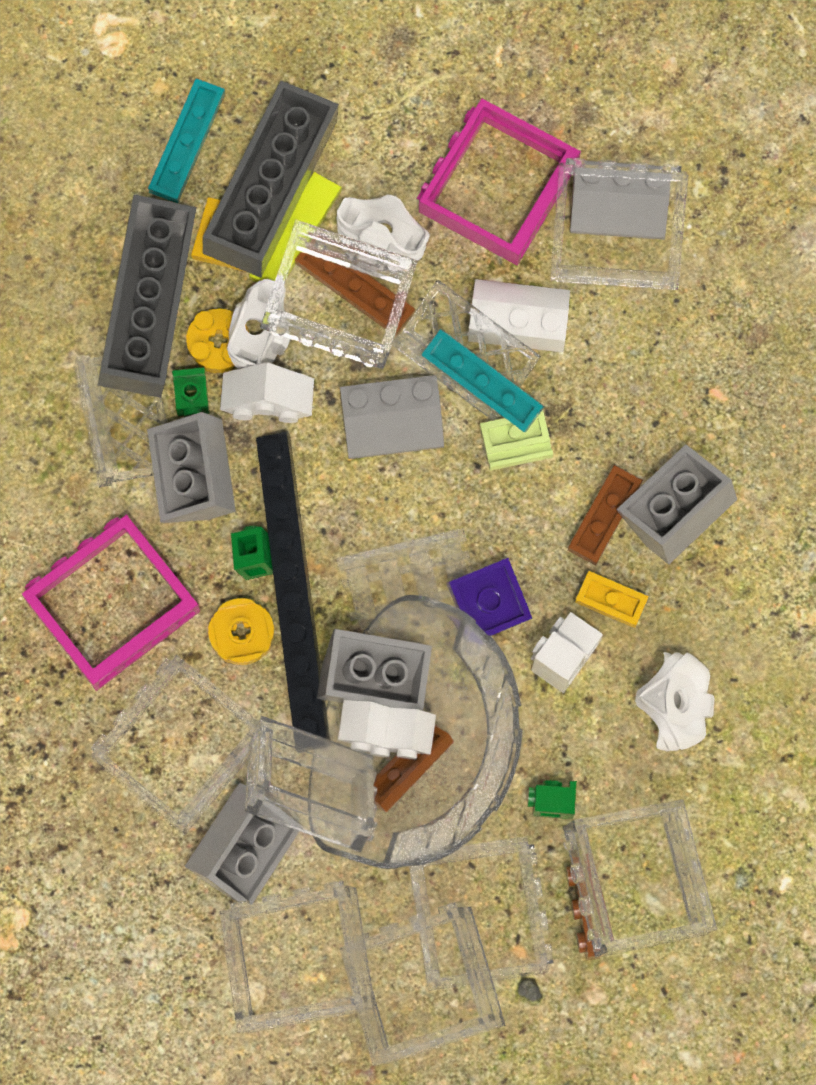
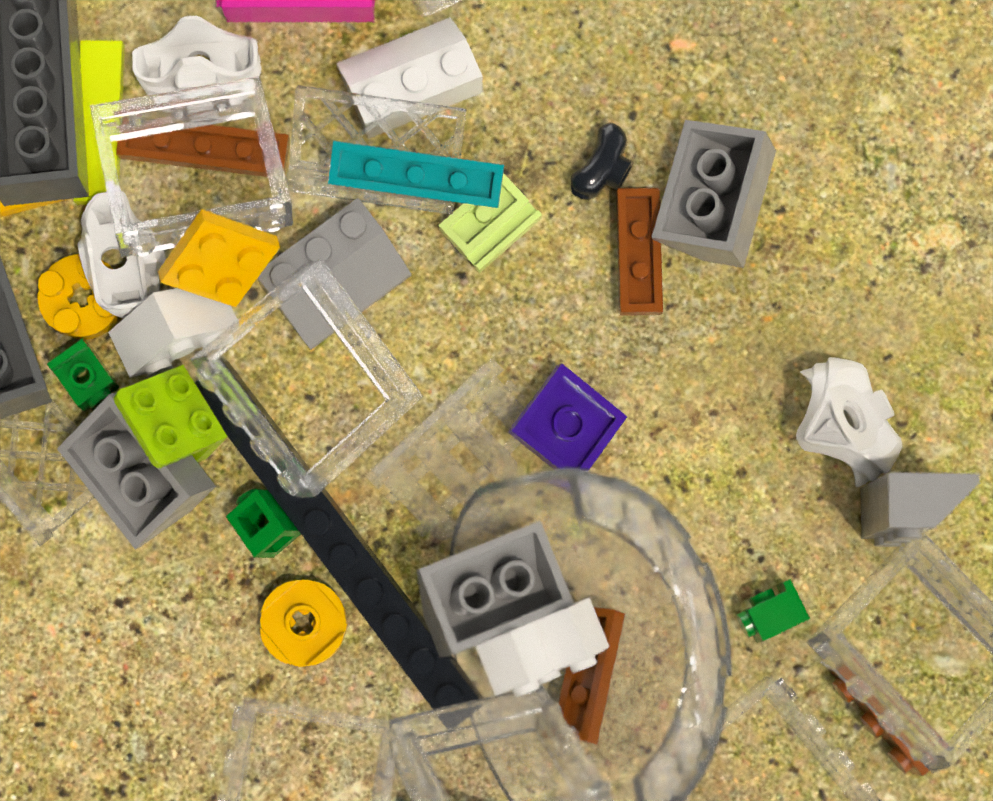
camera: 30 degrees left, 5 degrees up
(144, 640) = (195, 703): dark pink window -> none
(232, 449) = (170, 418): none -> lime bracket
(322, 364) = (218, 258): none -> yellow plate
(383, 470) = (362, 344): none -> clear window
(565, 651) = (689, 435): white brick -> none
(611, 599) = (703, 343): yellow plate -> none
(615, 445) = (604, 166): none -> black piece
(685, 775) = (907, 504): none -> light grey slope

